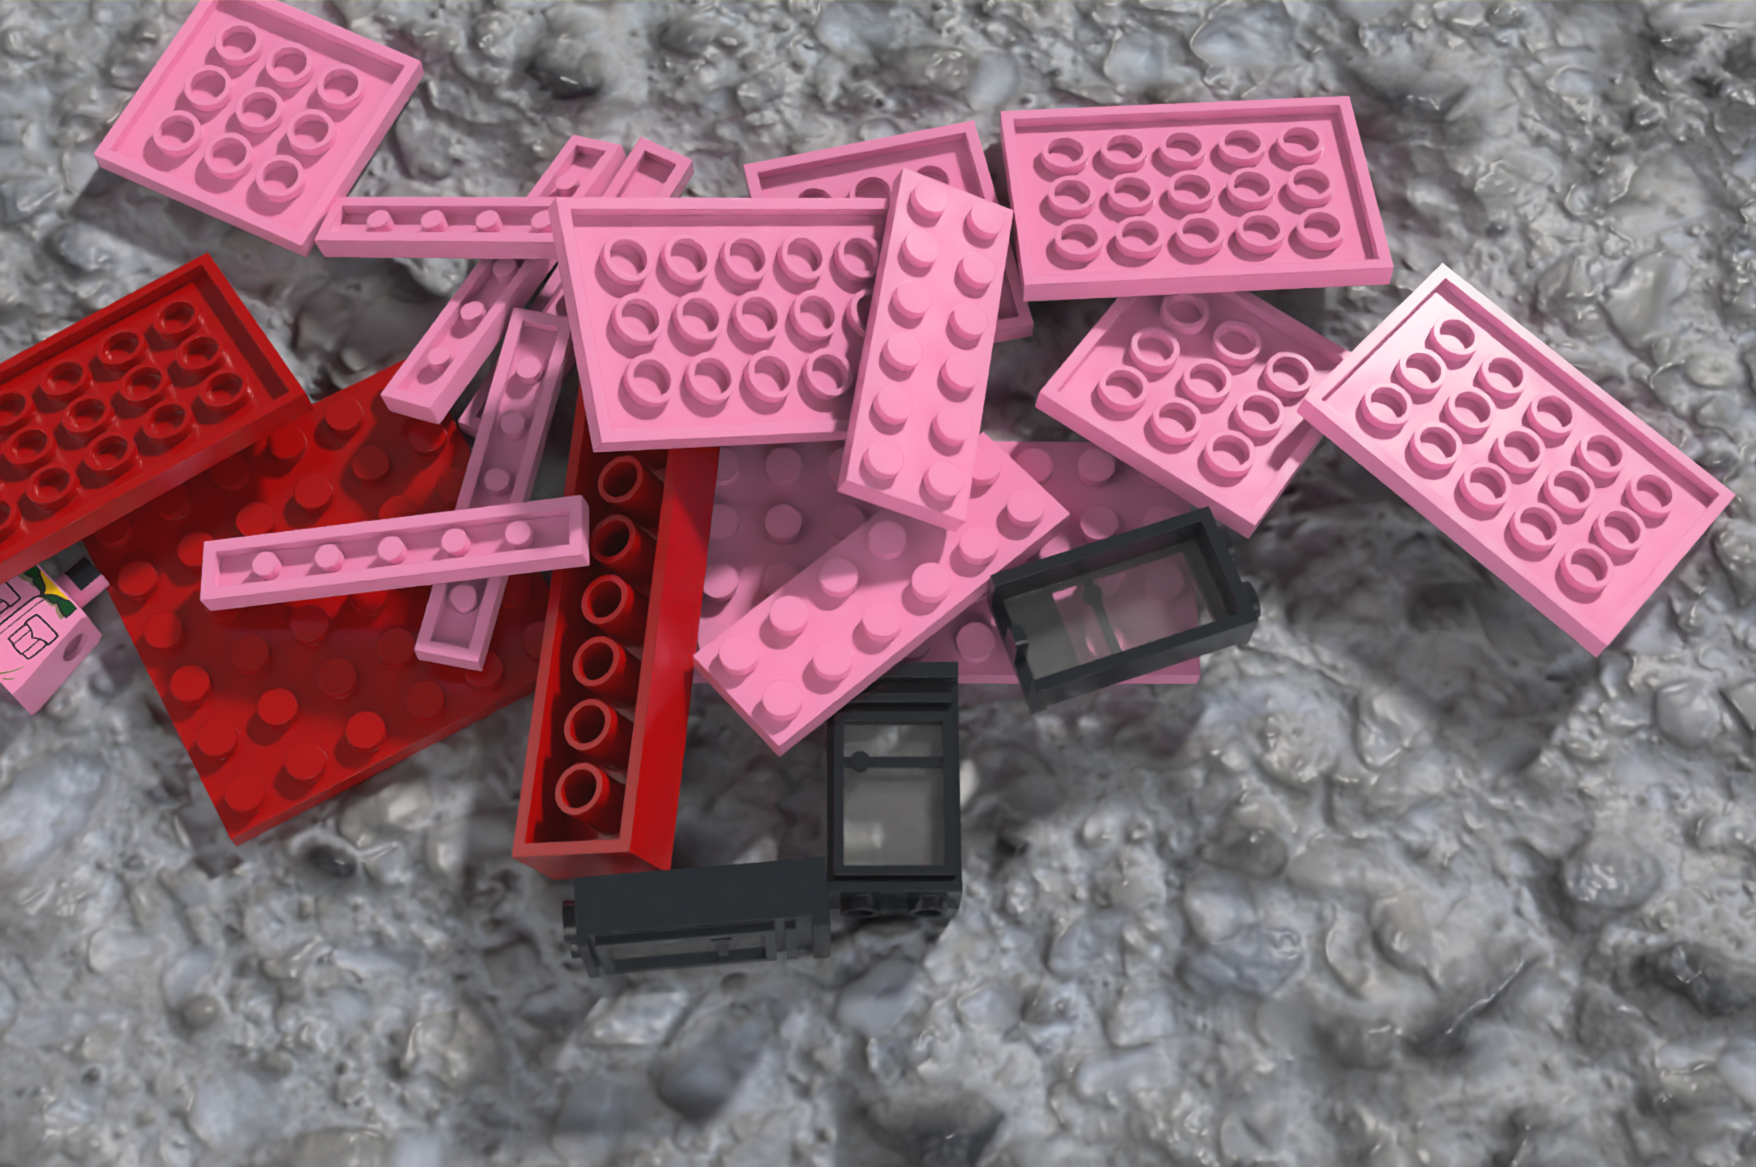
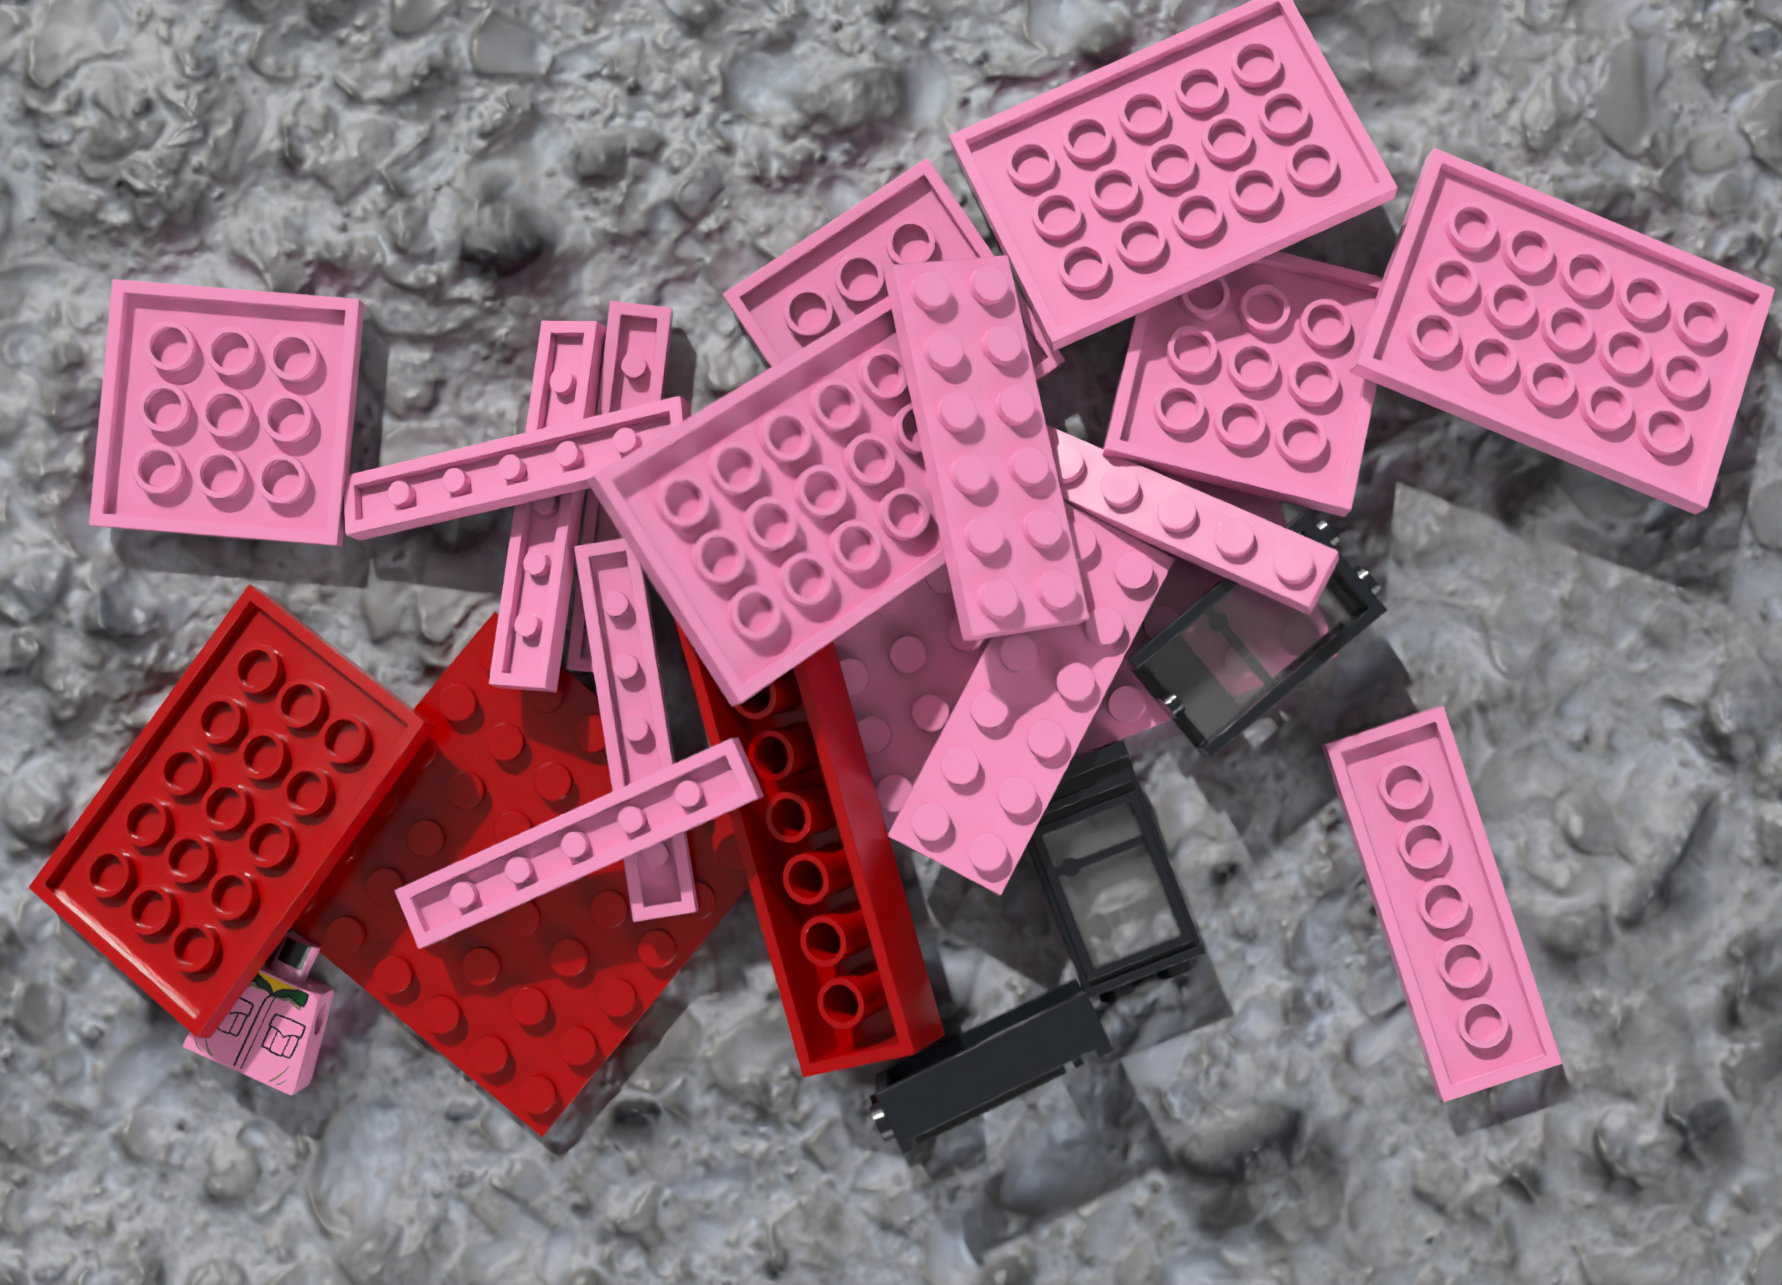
camera: 20 degrees left, 20 degrees up
(1099, 483) = (1192, 524): none -> bright pink plate
(1223, 953) = (1441, 904): none -> bright pink plate

